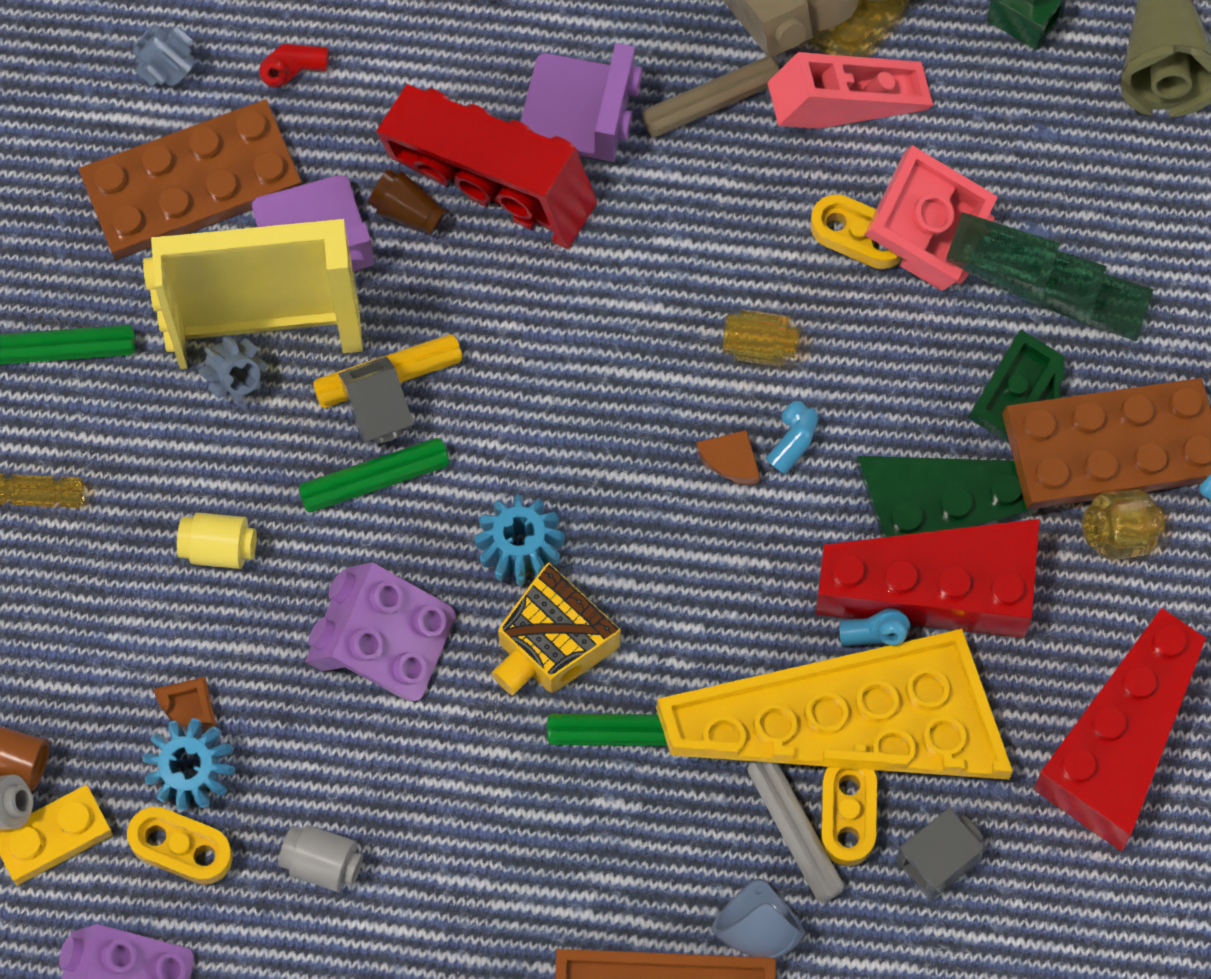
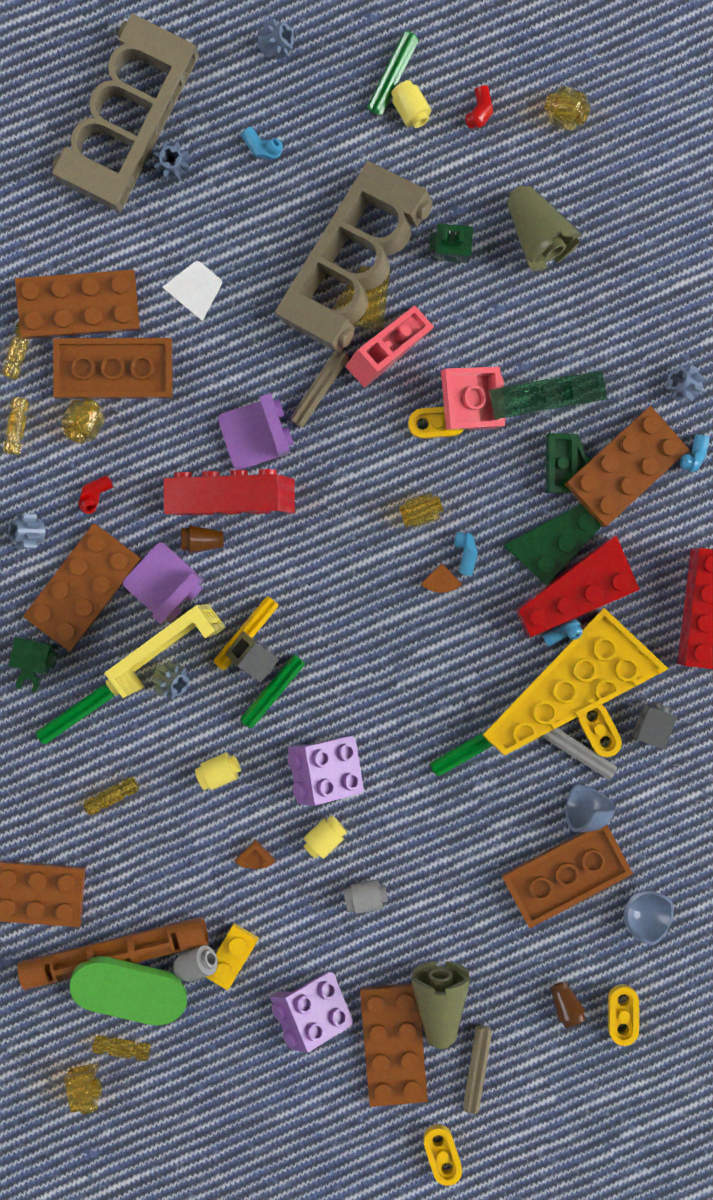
camera: 35 degrees left, 20 degrees up
(52, 228) = (32, 657): none -> dark green brick
(182, 845) = (296, 930): yellow plate -> none
(195, 746) = (277, 899): dark azure gear -> none
(315, 730) = (324, 837): none -> light yellow brick
(500, 534) = (375, 687): dark azure gear -> none
(553, 635) = (409, 725): torso -> none
(1123, 524) = (653, 508): clear yellow head -> none

